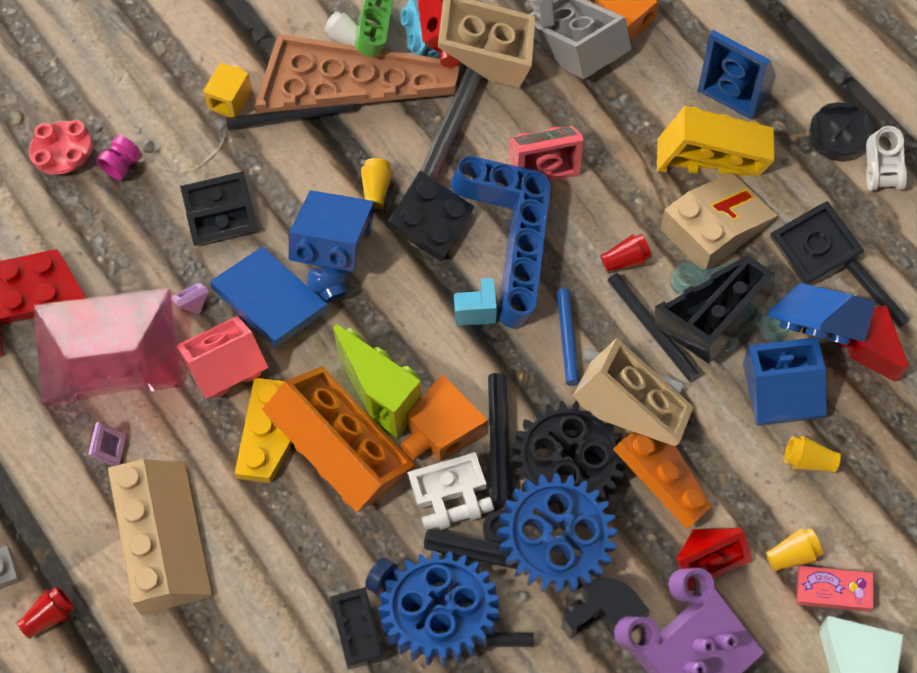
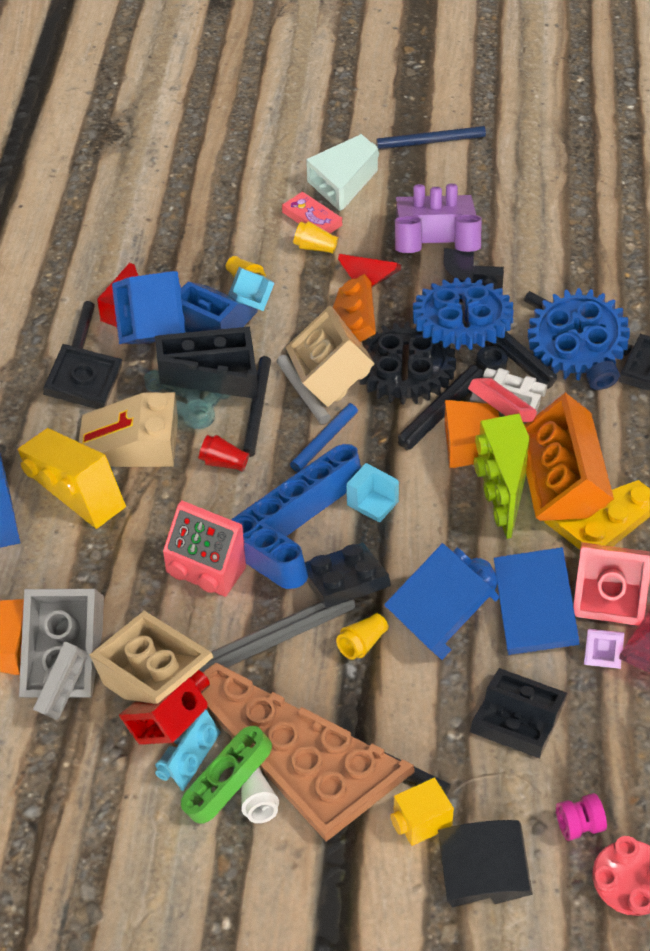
camera: 140 degrees left, 15 degrees down
(163, 91) = (484, 862): none -> black slope
(437, 455) = (501, 398): none -> coral tile
(774, 422) = (251, 289): none -> medium azure panel

